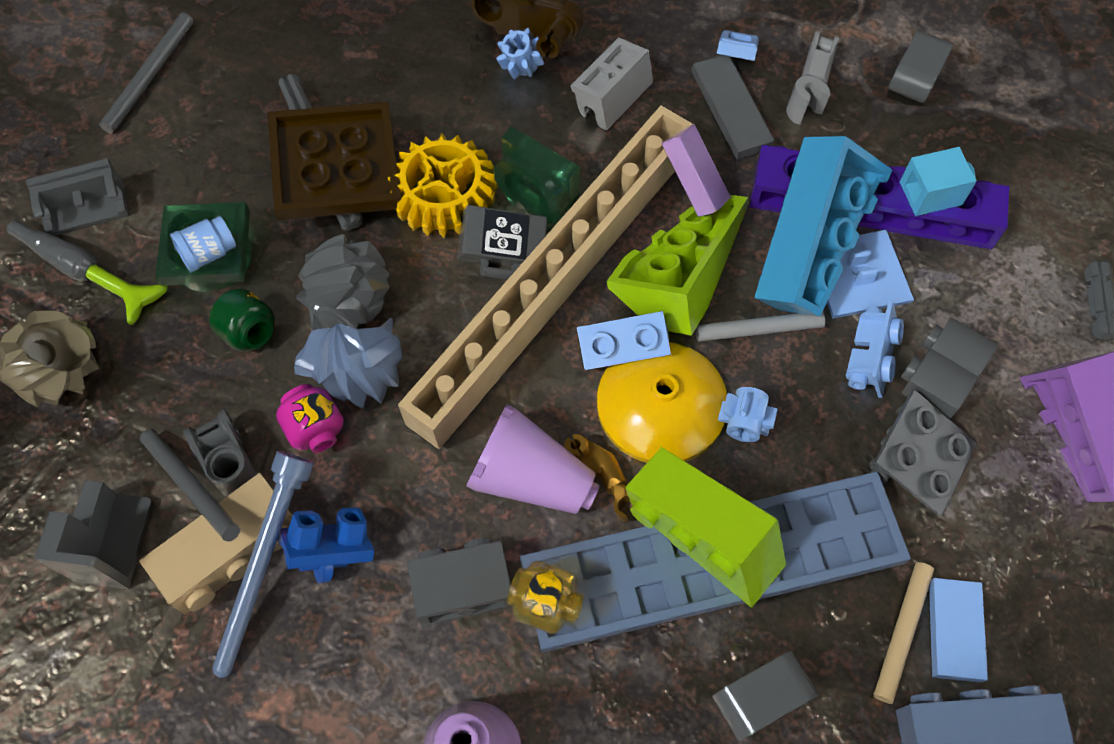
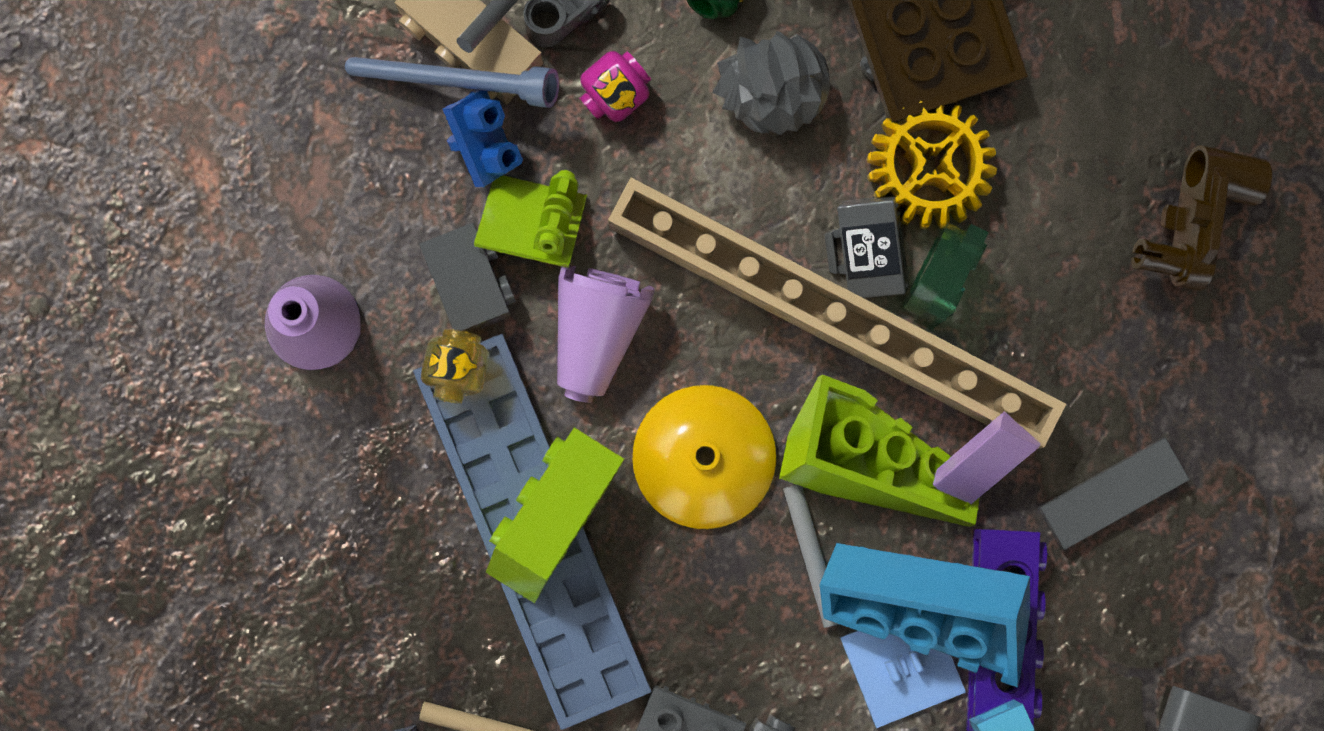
camera: 75 degrees right, 20 degrees up
(352, 361) = (675, 119): sand blue hair -> none
(416, 509) = (533, 218): none -> lime hinge
(519, 53) = (1130, 210): light blue gear -> none
(604, 466) = (619, 401): pearl gold arm -> none
(613, 82) = (1115, 342): light grey hinge -> none
(624, 340) = (756, 405): light blue hinge -> none
(738, 45) = (1203, 491): light blue tile -> none
(747, 414) = (694, 549): light blue gear -> none
(765, 695) = (404, 594): dark grey beam -> none
(812, 86) = (1173, 591): light grey piece -> none
(877, 364) = (783, 687): light blue hinge -> none

